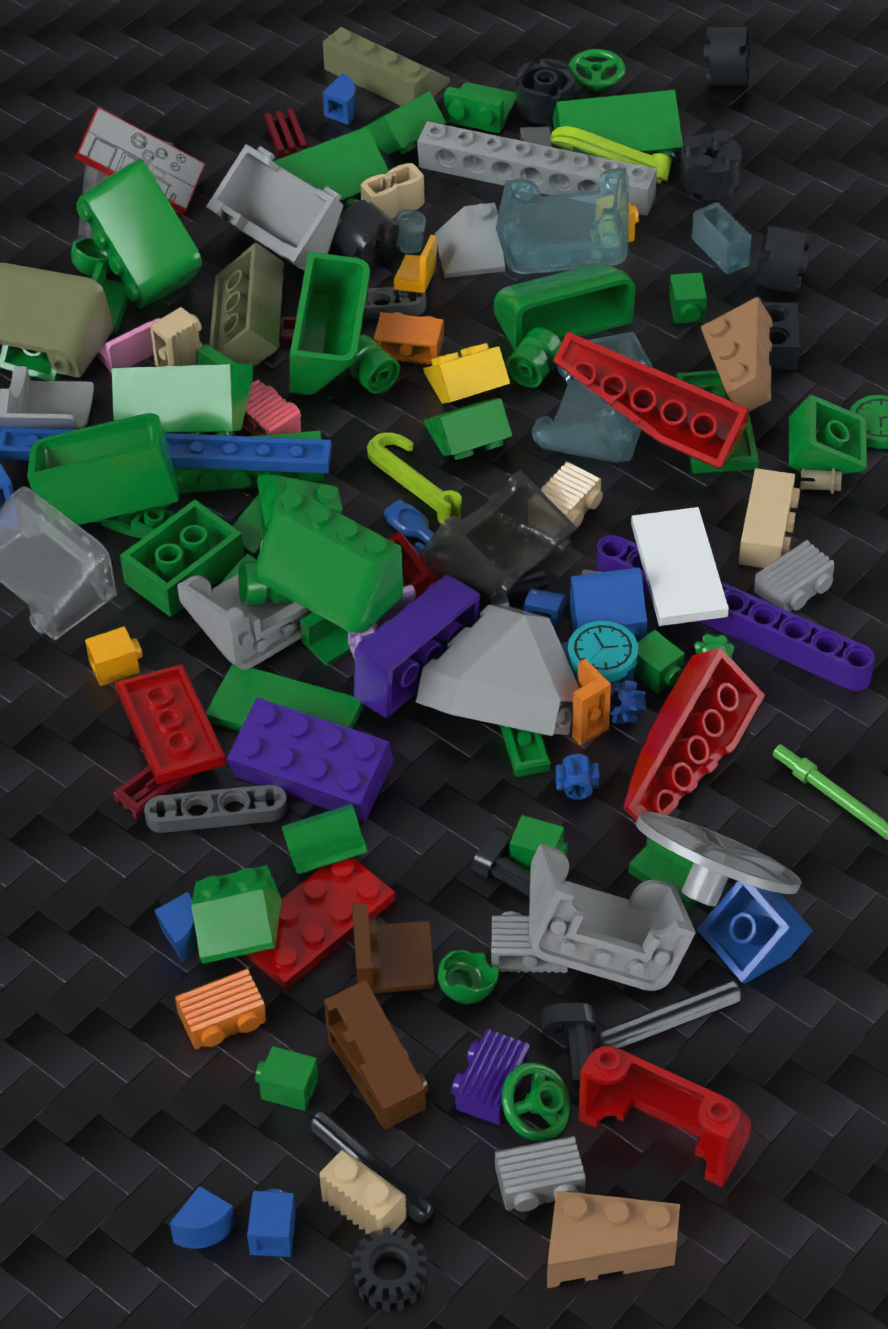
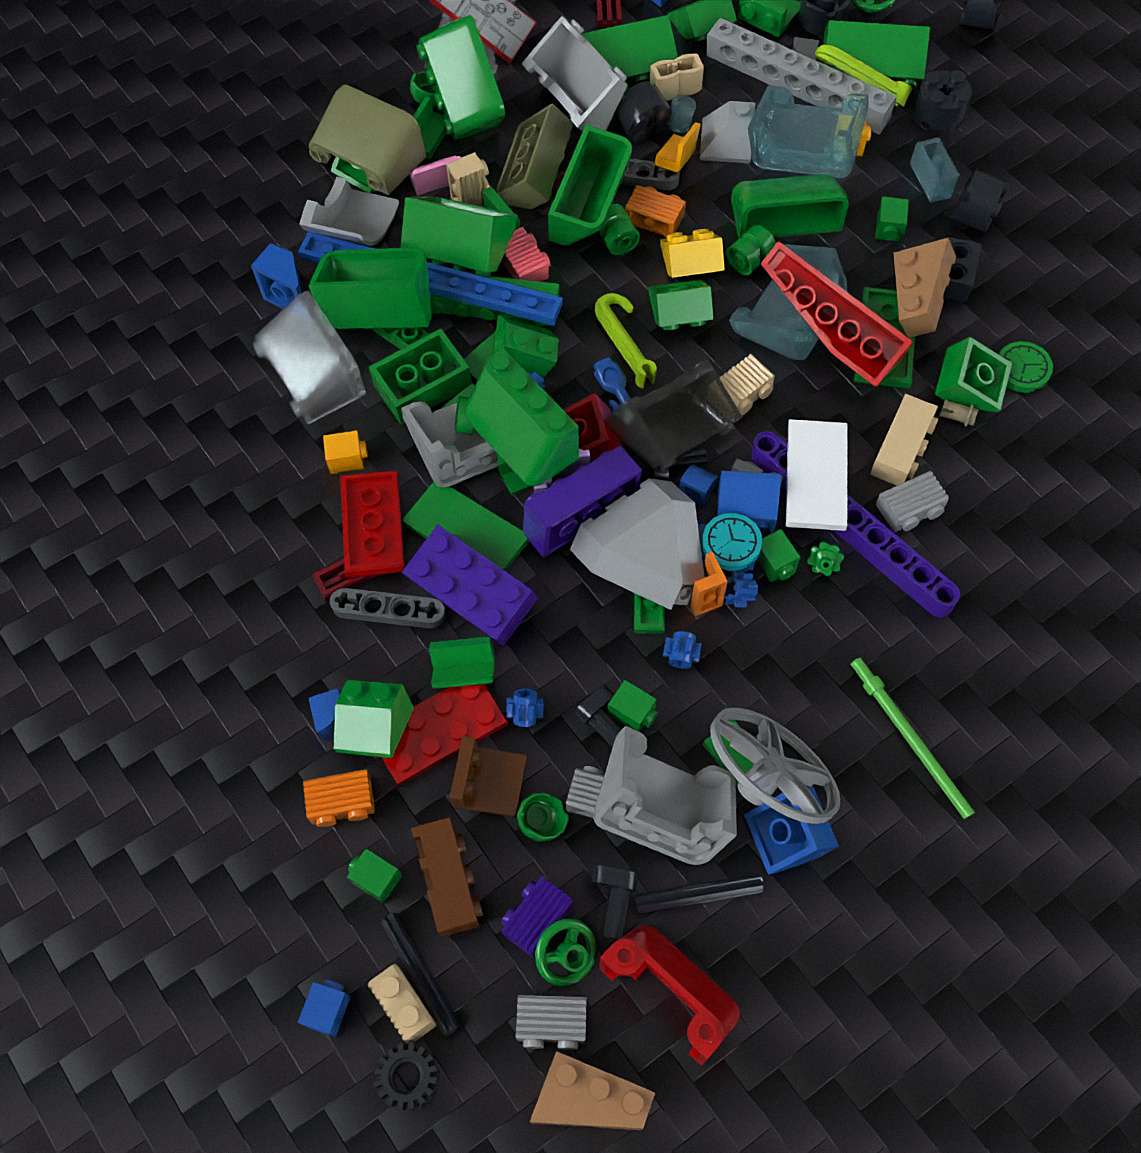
camera: 15 degrees right, 15 degrees up
(202, 1221) = (271, 991): blue brick -> none
(412, 871) = (525, 707): none -> blue gear
(692, 732) = (786, 630): red wedge -> none

